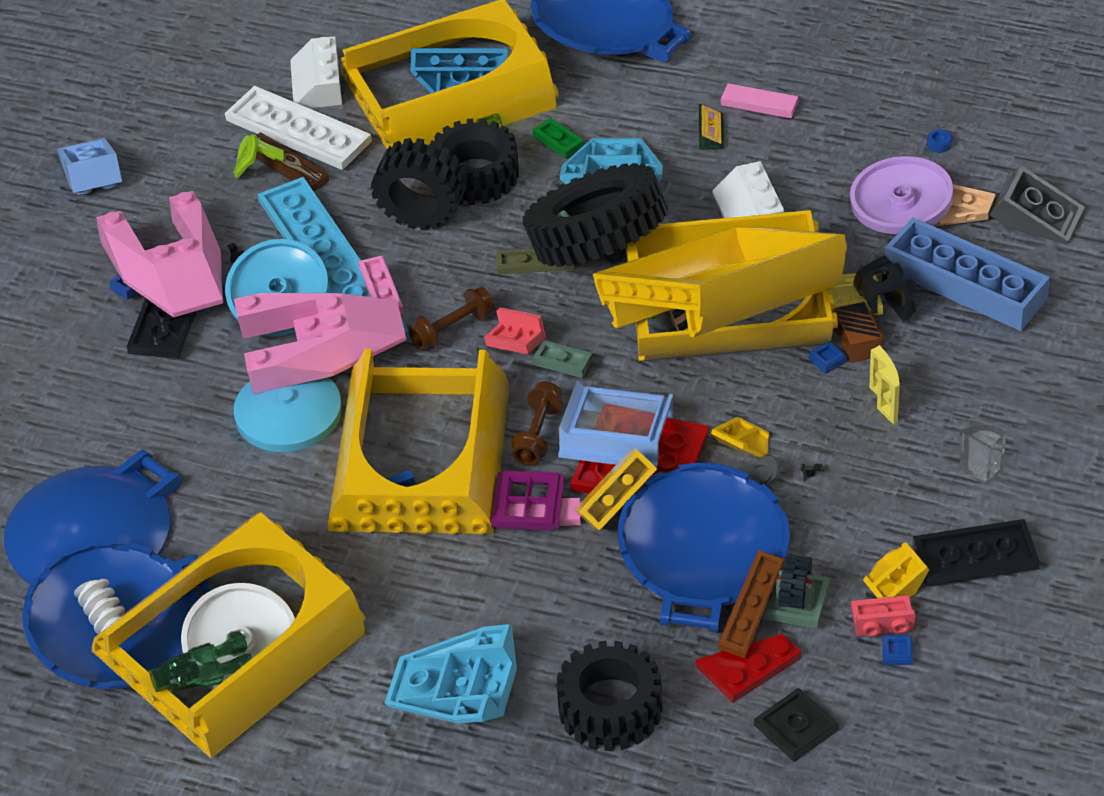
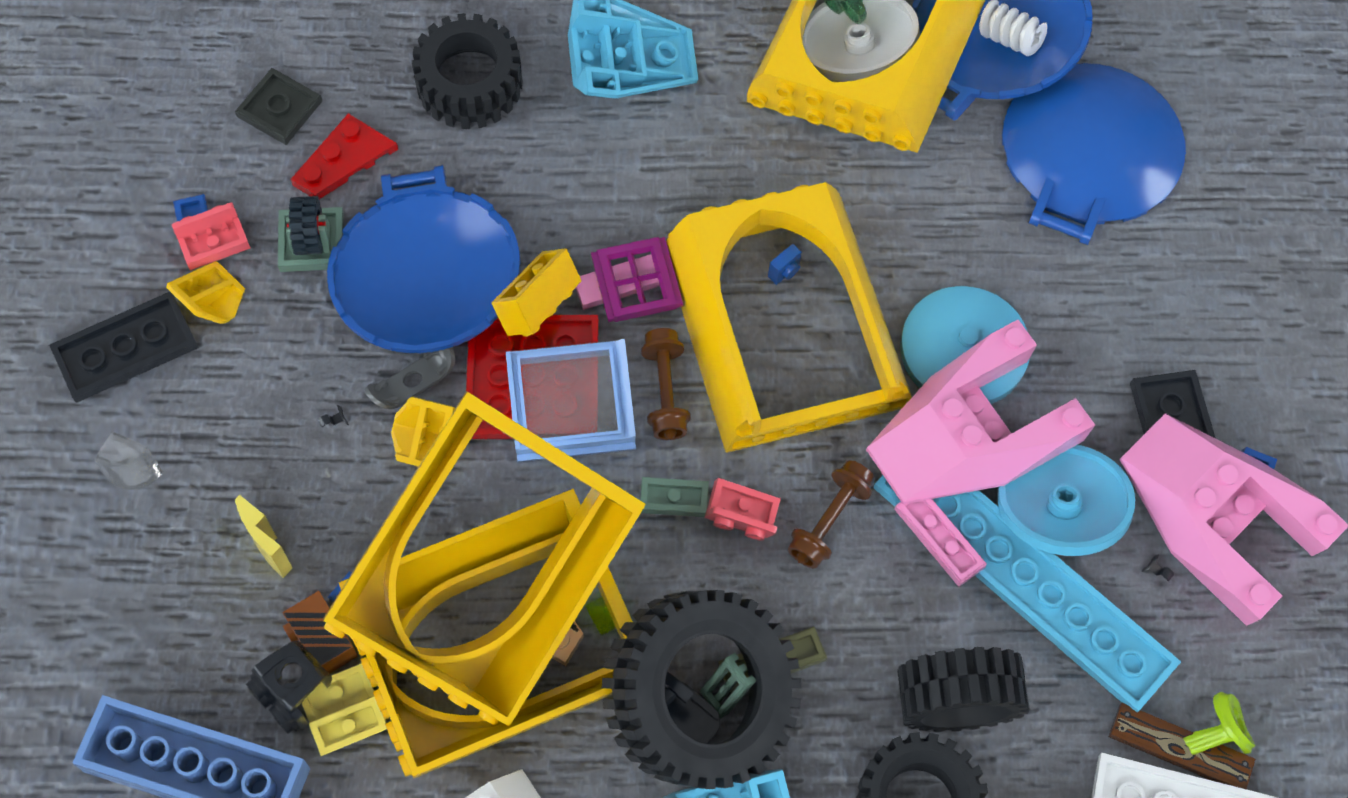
camera: 155 degrees right, 20 degrees up
(751, 604) = (349, 200): dark orange tile -> none

